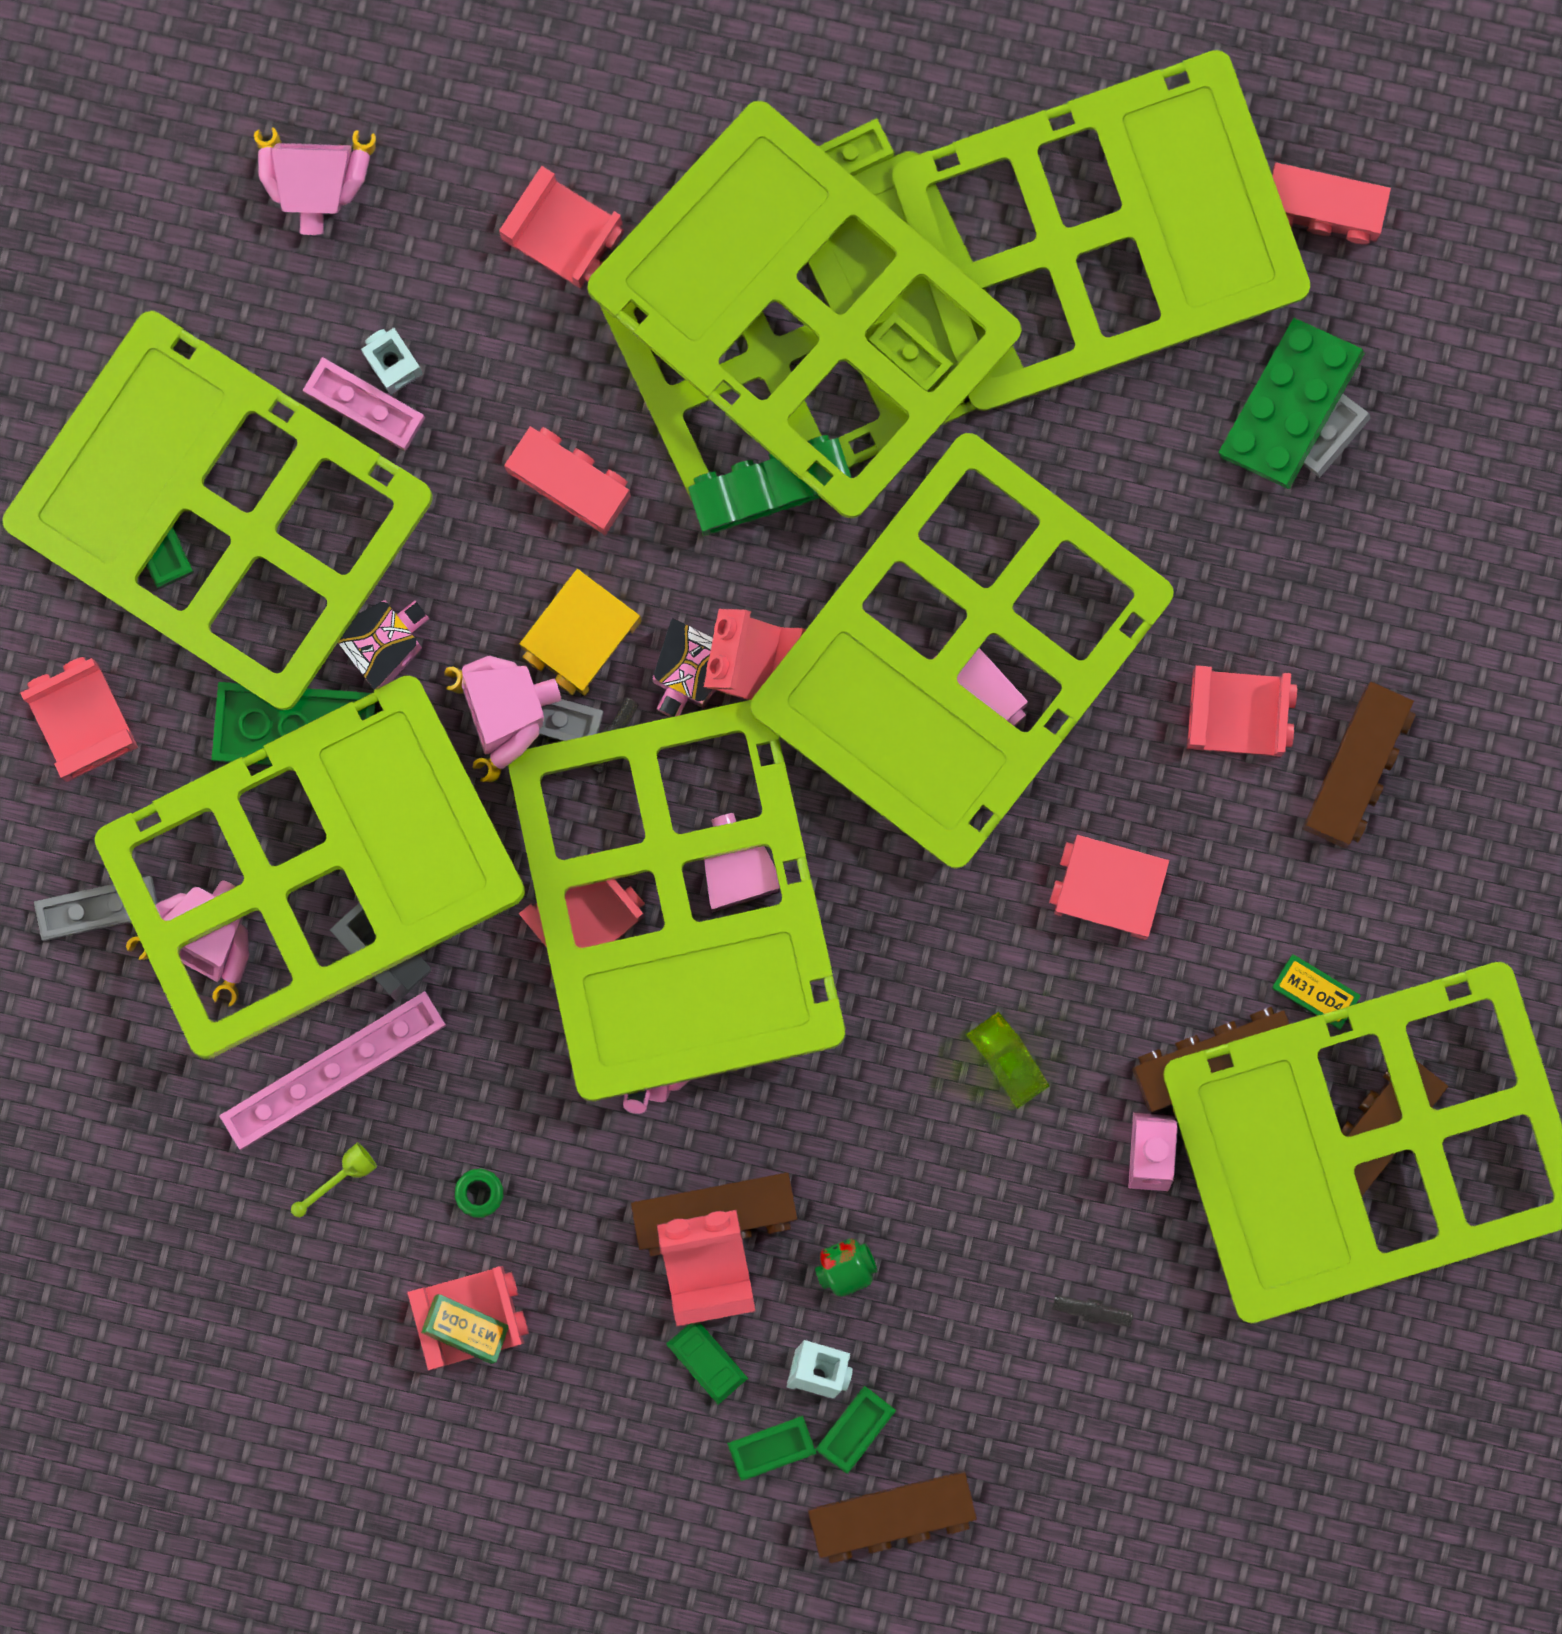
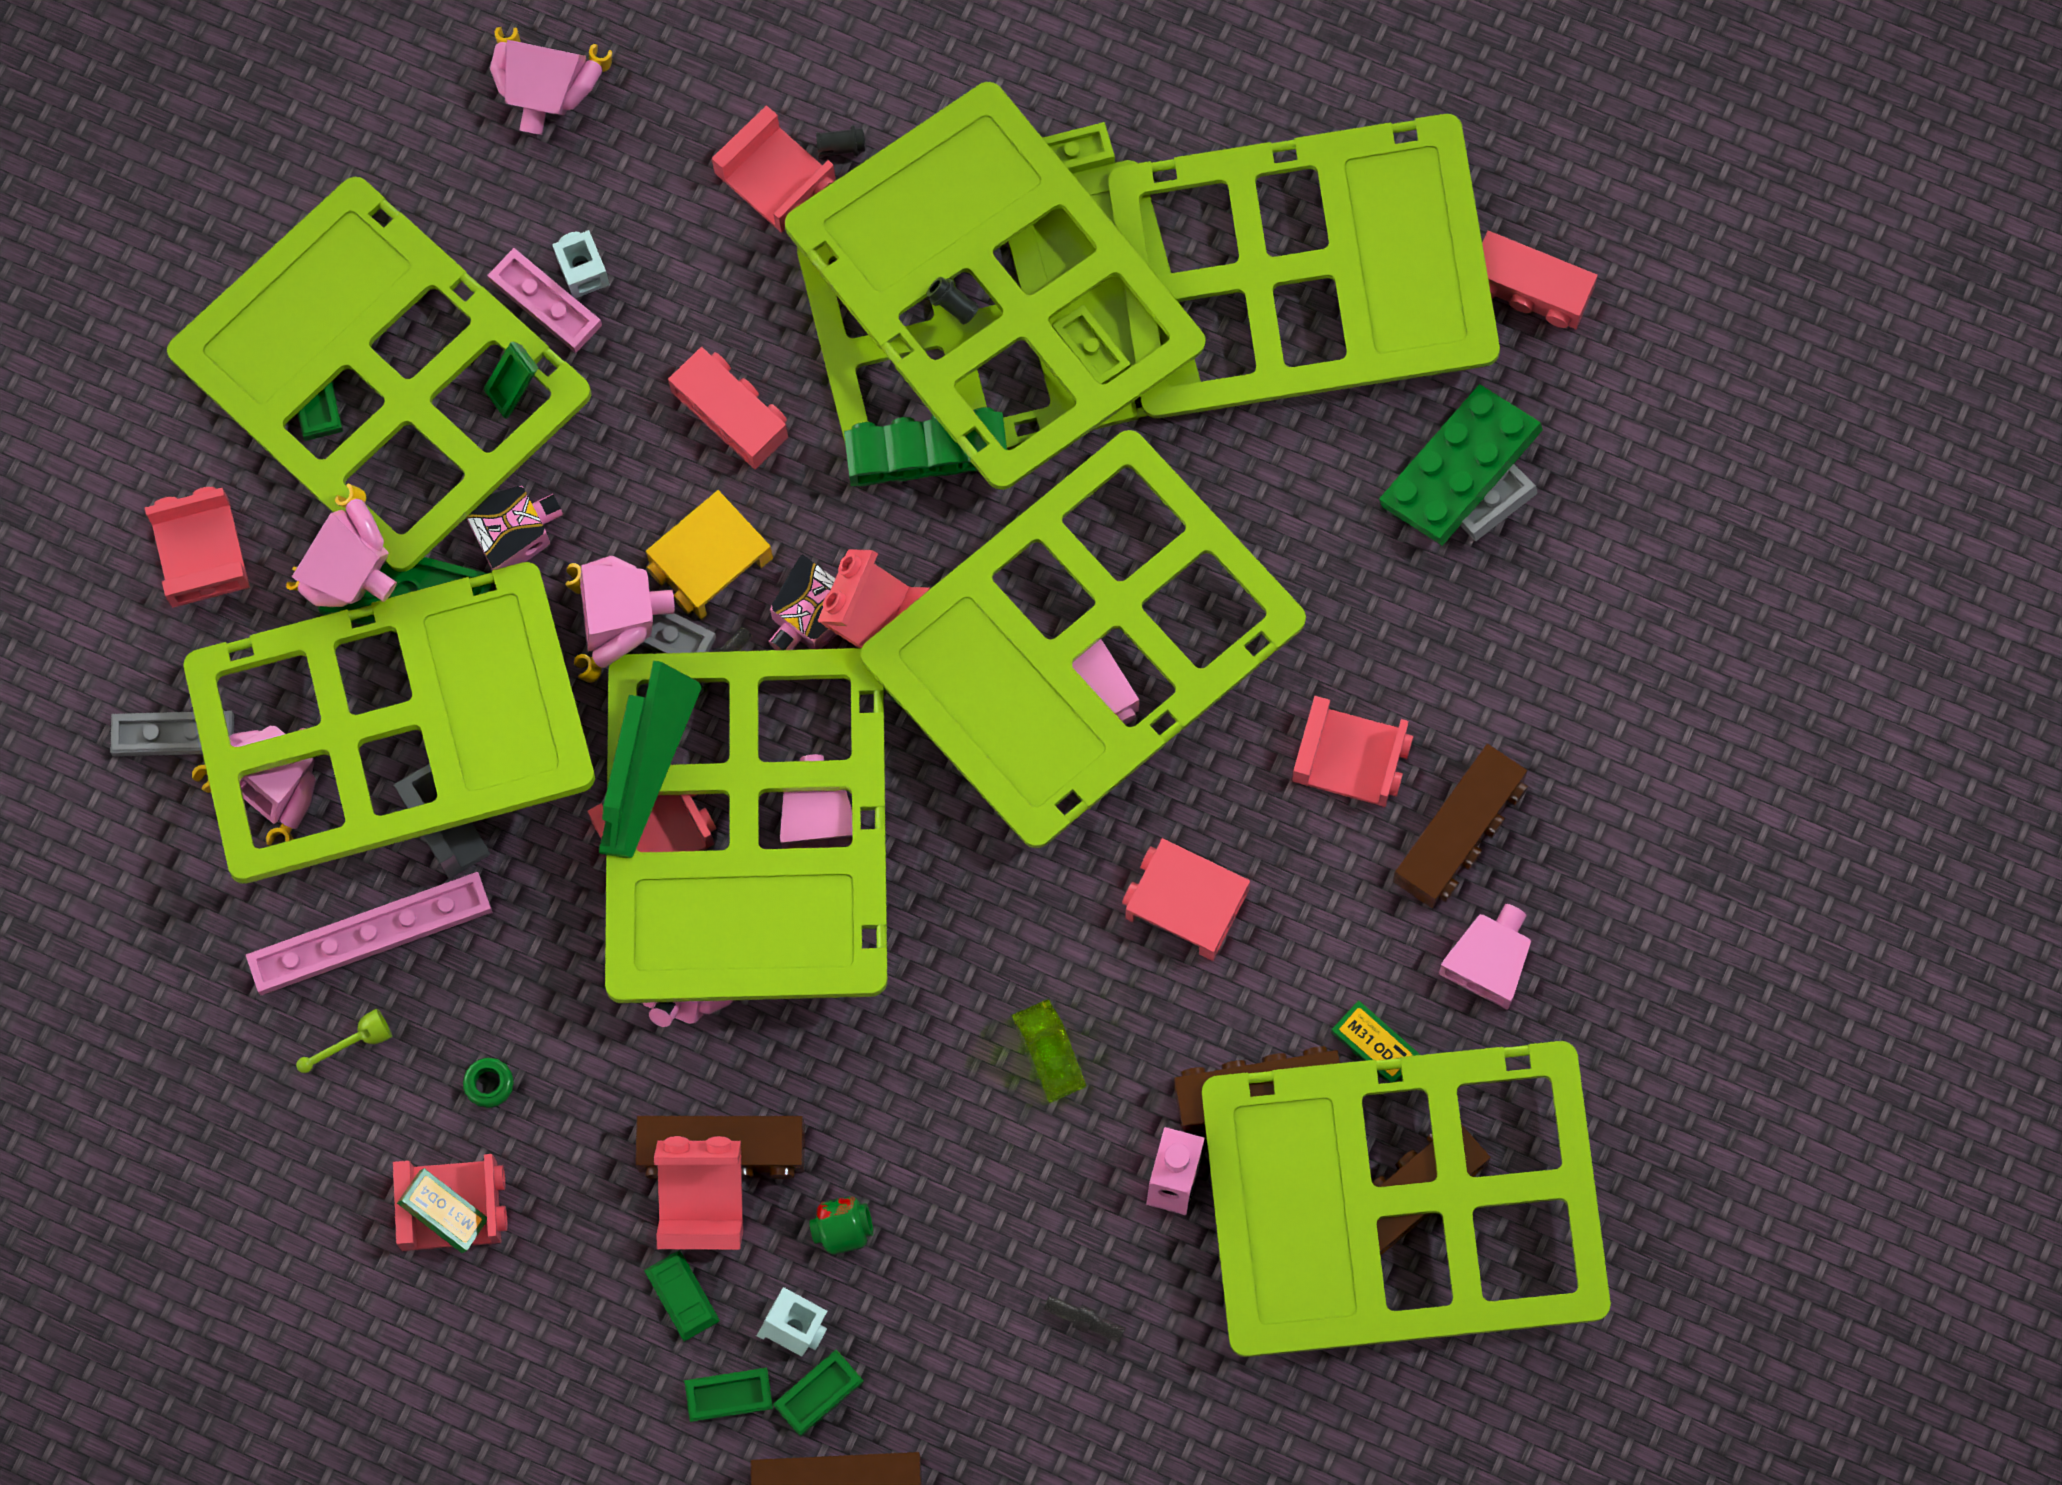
camera: 10 degrees right, 10 degrees down
(229, 708) = (344, 557): none -> bright pink torso
(349, 493) = (510, 378): none -> green tile
(564, 852) = (644, 755): none -> green wedge
(621, 186) = (841, 142): none -> pearl dark grey pin
(761, 333) = (952, 300): none -> pearl dark grey pin
(1411, 887) = (1490, 956): none -> bright pink torso

